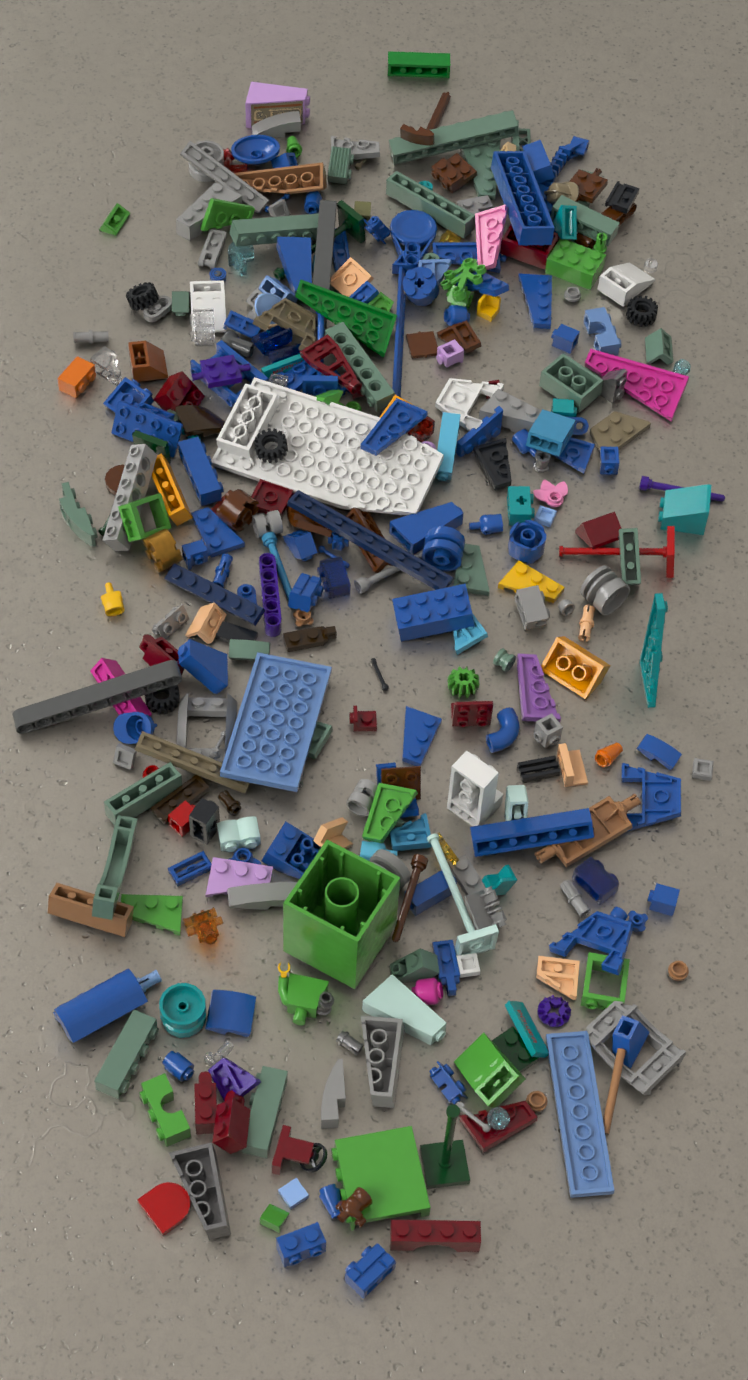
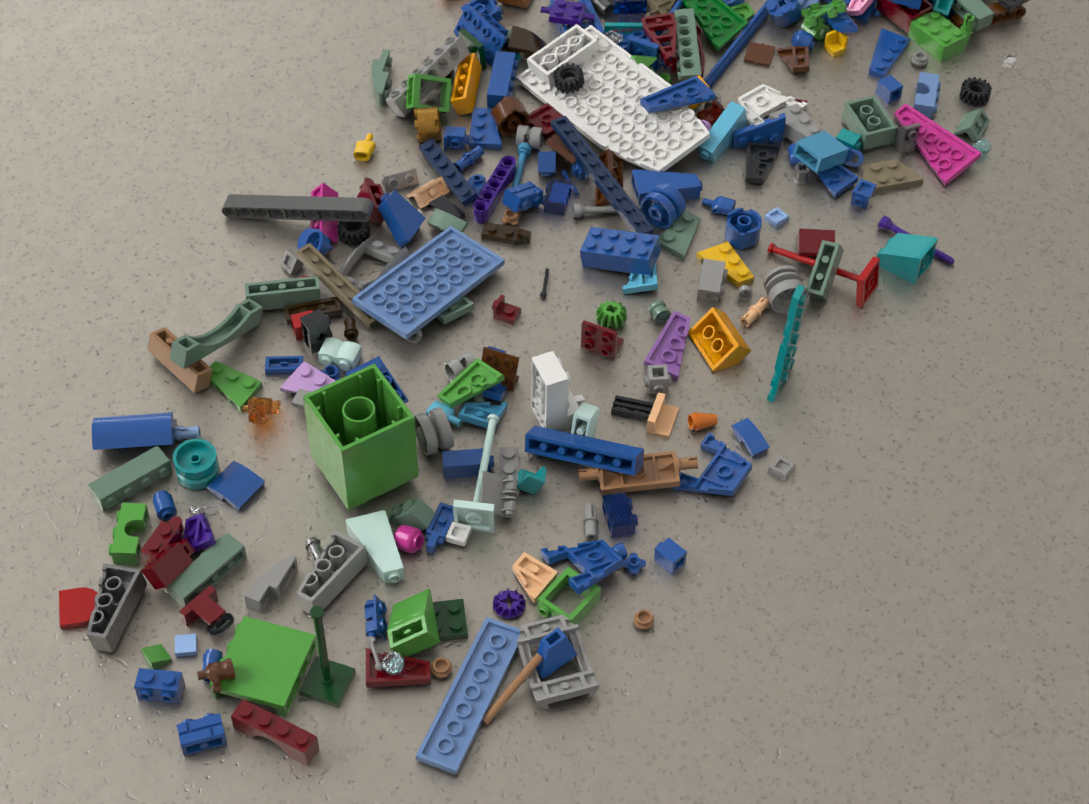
camera: 30 degrees right, 5 degrees down
(178, 391) = (526, 17): dark red slope -> none
(304, 995) = (302, 495): bright green torso -> none
(333, 832) = (413, 385): light nougat panel -> none
(418, 735) = (547, 338): blue wing -> none
(418, 864) = (467, 434): reddish brown piece -> none
(448, 852) = (501, 435): clear yellow plate -> none
(450, 353) = (776, 66): lavender brick -> none
(508, 732) = (620, 369): blue cylinder -> none
(519, 504) = (758, 197): teal brick -> none
(527, 1029) = (472, 605): teal tile -> none
(551, 494) = (794, 202): bright pink plate -> none
(623, 282) = (972, 62): white slope -> none

